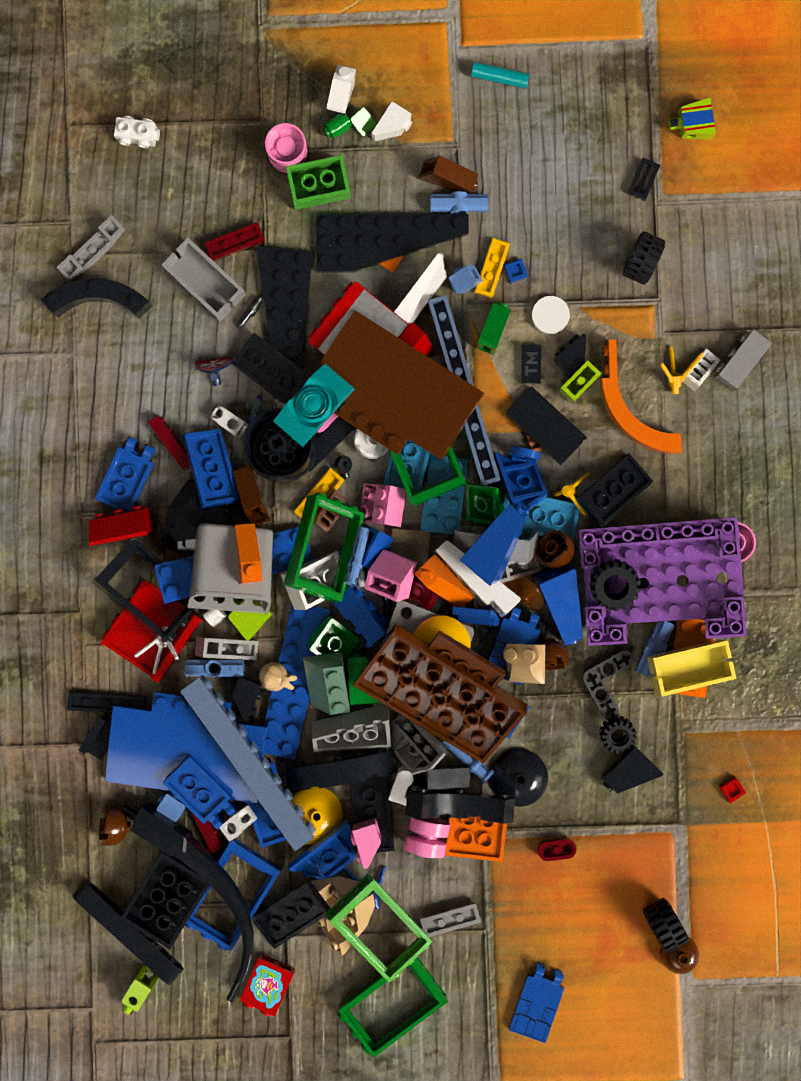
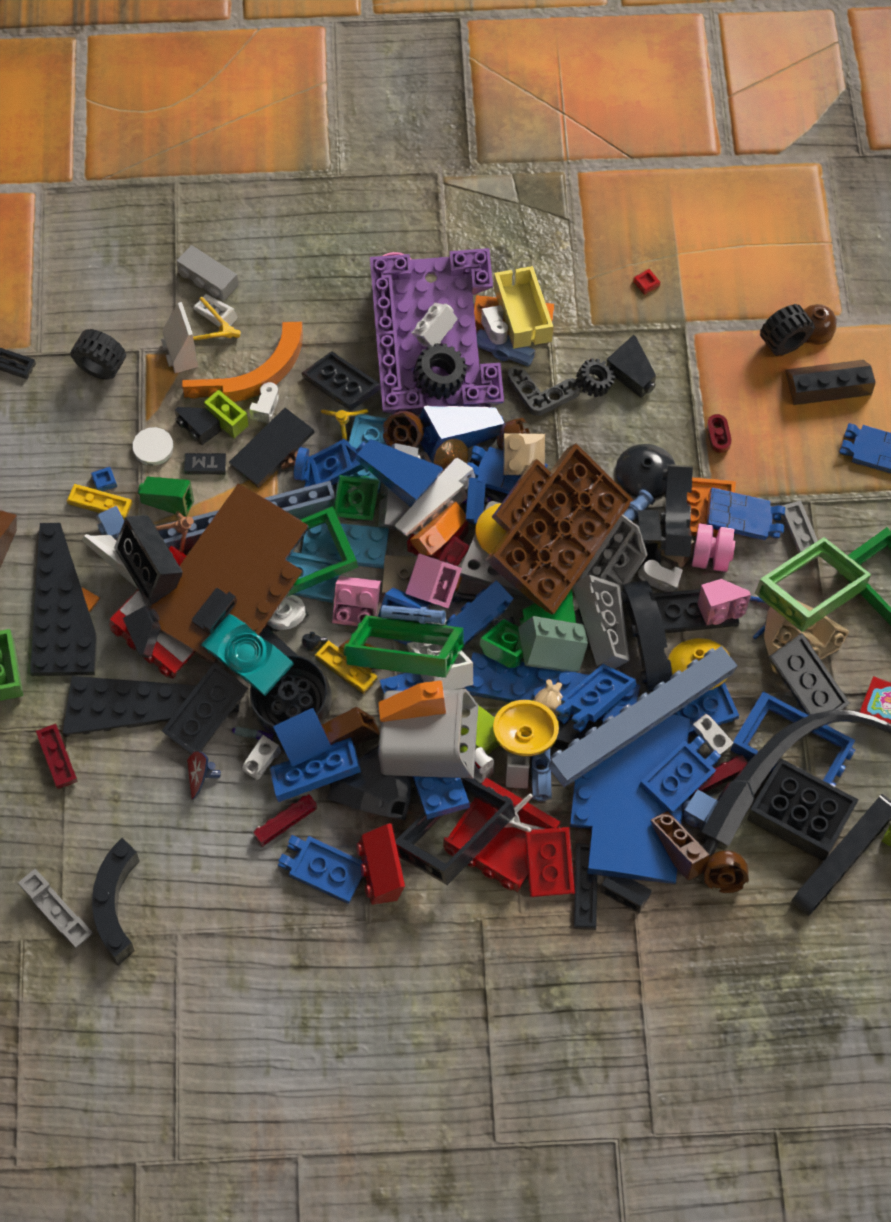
camera: 90 degrees left, 25 degrees down
(123, 672) = (549, 862): none -> red tile
(133, 787) = (681, 847): none -> reddish brown slope
(204, 279) = (99, 783): light grey piece -> none
(236, 456) = (302, 737): none -> blue slope
(246, 669) = (527, 719): none -> yellow dish
(250, 312) = (137, 740): piece -> none
(275, 719) = (594, 696): none -> blue tile
(326, 855) = (741, 646): blue wing -> none
(339, 310) = (143, 629): none -> black slope
(356, 374) = (214, 610): none -> black panel
(411, 312) = (147, 558): none -> black slope
(448, 341) = (180, 526): none -> nougat plant
(459, 202) = (27, 531): medium blue piece -> none
(465, 866) = (744, 514): none -> blue tile
(594, 420) = (266, 404): none -> white leg
(615, 961) = (830, 382): none -> black slope
(658, 335) = (179, 341): none -> white slope
(664, 581) = (434, 324): none -> white brick
(676, 637) = (493, 324): none -> white leg

